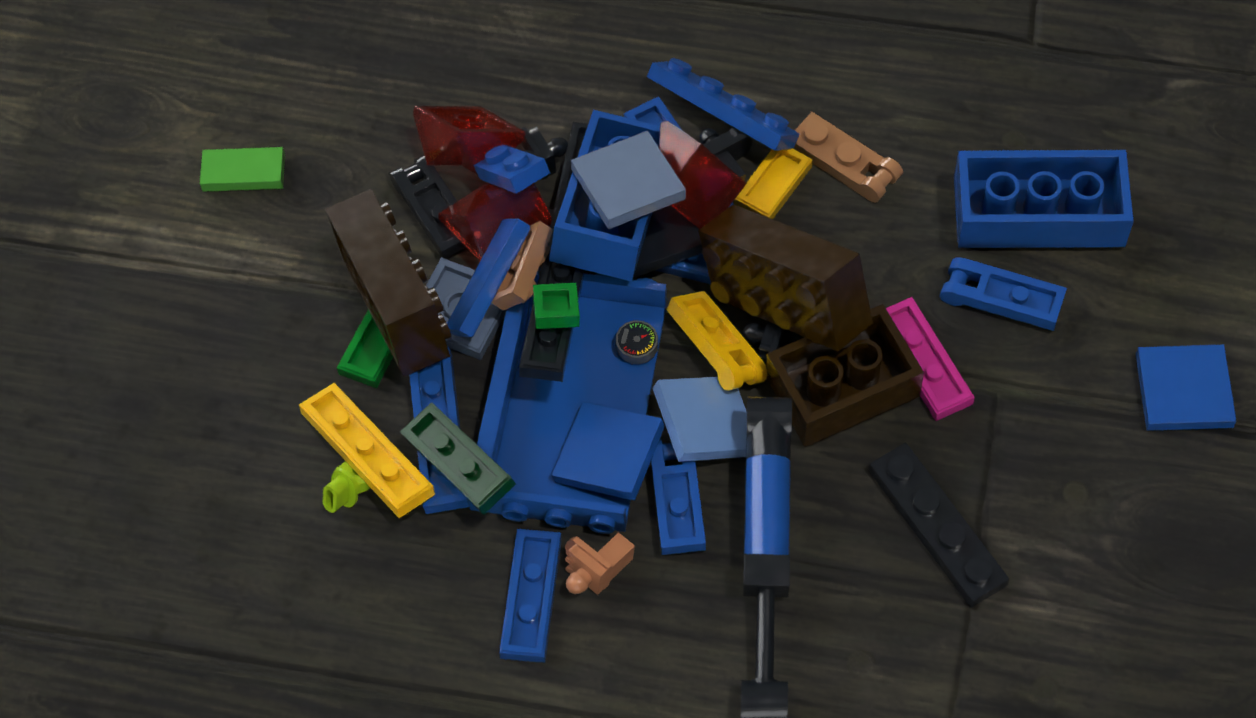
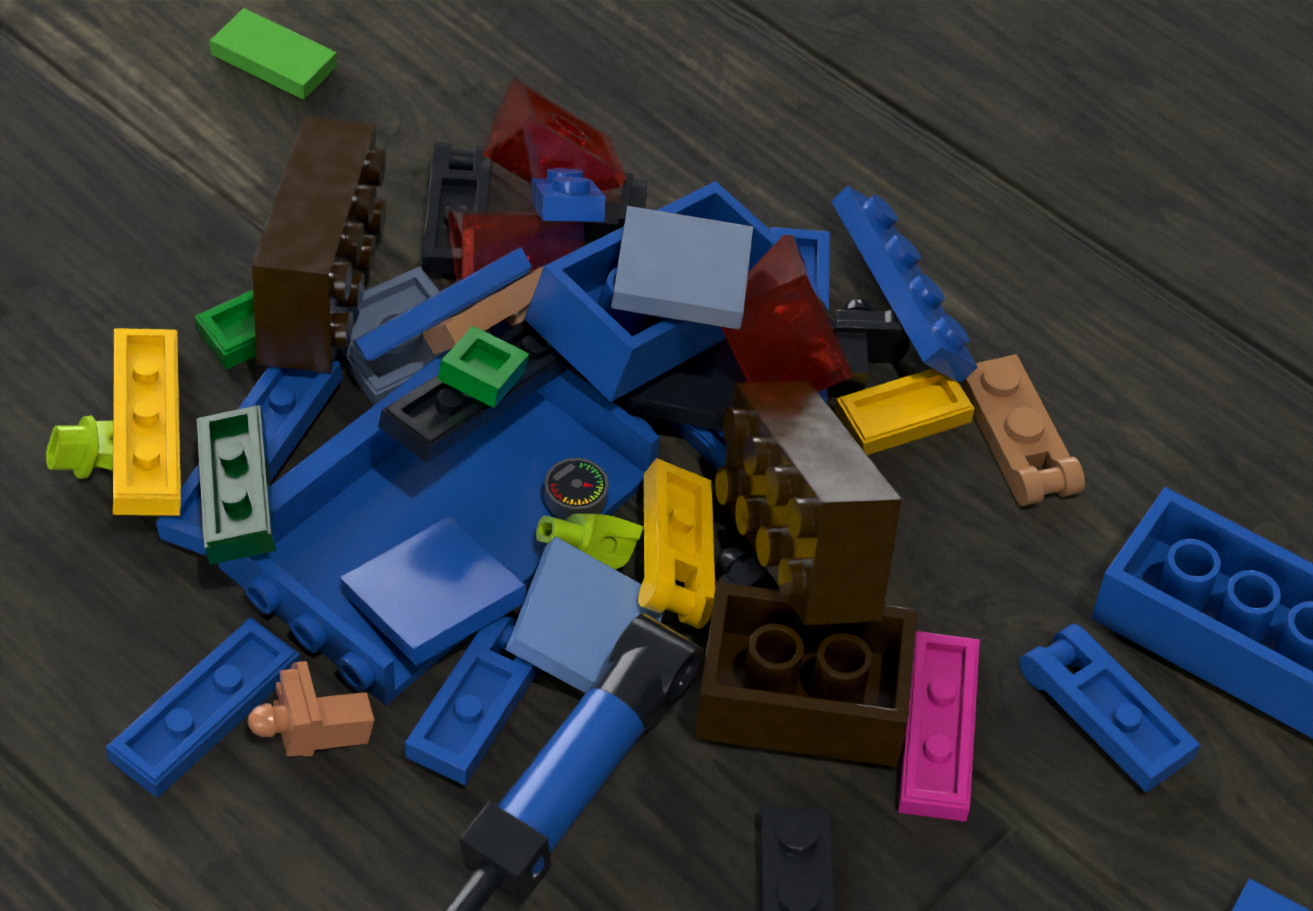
camera: 25 degrees right, 10 degrees down
(670, 363) = (598, 535): none -> lime piece

